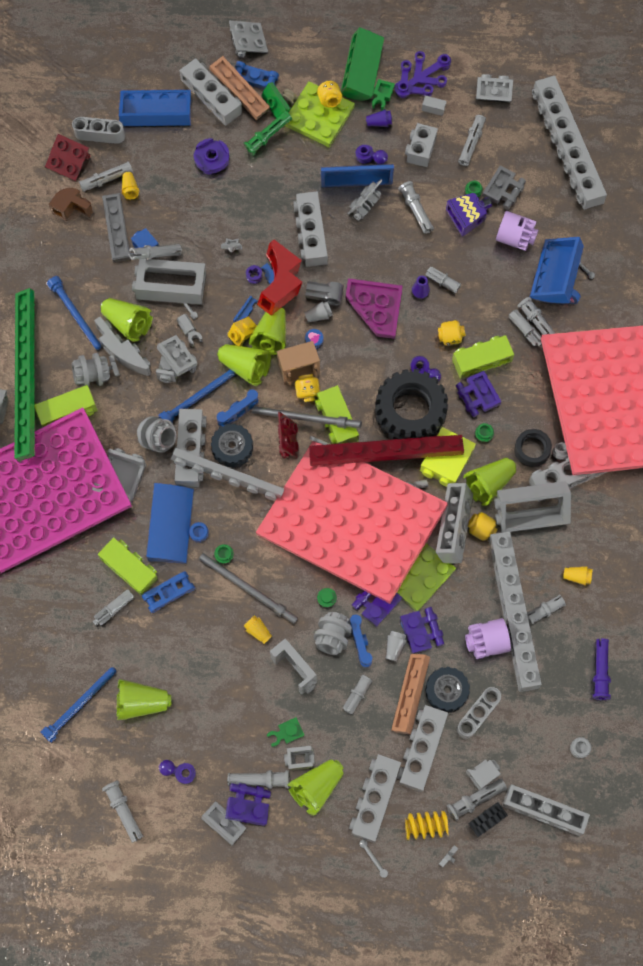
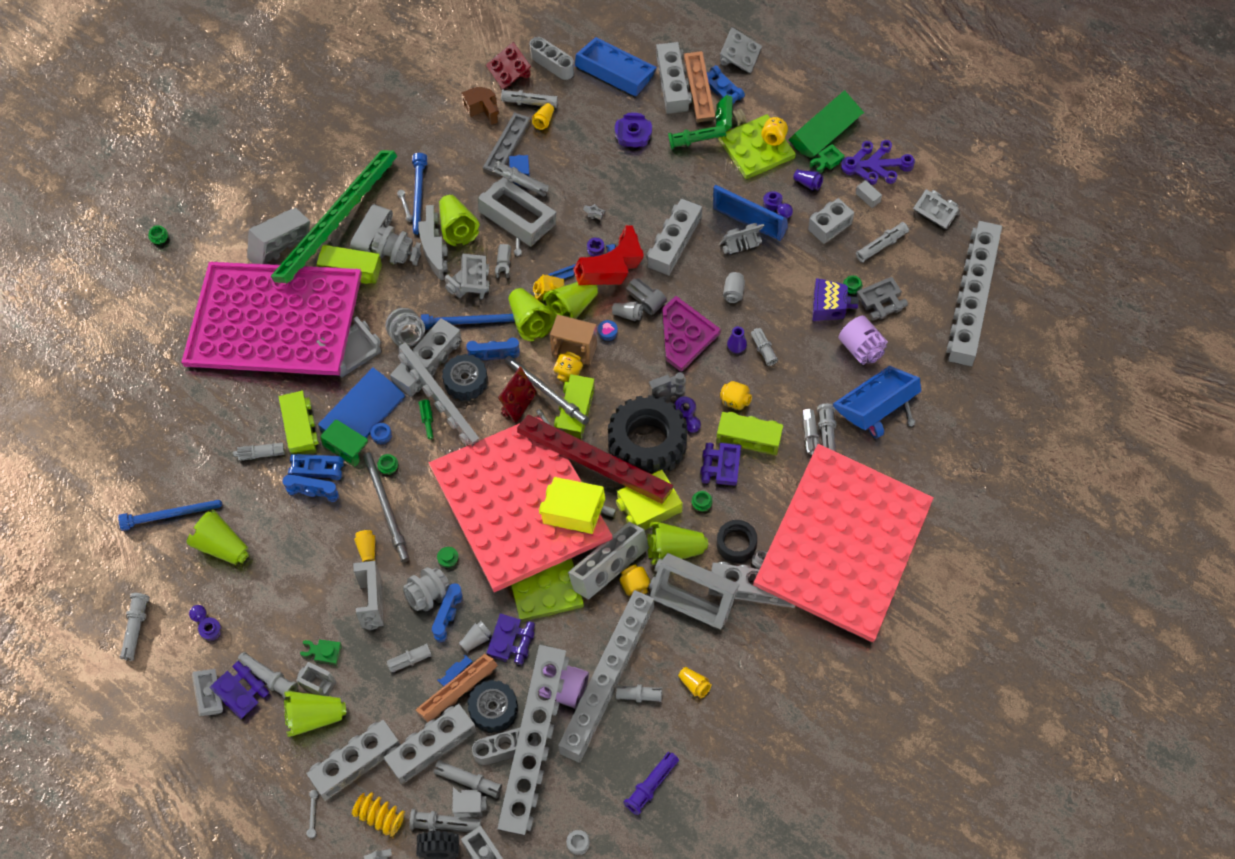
camera: 35 degrees right, 10 degrees down
(60, 321) = (401, 194): none -> light grey hinge
(61, 367) = (374, 219): none -> light grey beam
(177, 558) = (343, 442): none -> green panel
(178, 611) = (310, 487): none -> blue plate
(225, 496) = (426, 416): none -> green axle
(377, 610) = (483, 596): dark purple plate -> none
(387, 244) = (734, 287): none -> light grey brick
(397, 681) = (455, 670): none -> blue piece
(401, 356) = (668, 387): none -> flat silver plate
(403, 498) = (572, 505): none -> neon yellow brick
(413, 200) = (787, 263): light grey pin -> none
(478, 753) = (476, 782): none -> light grey pin
(534, 761) = (545, 657): none -> light grey brick

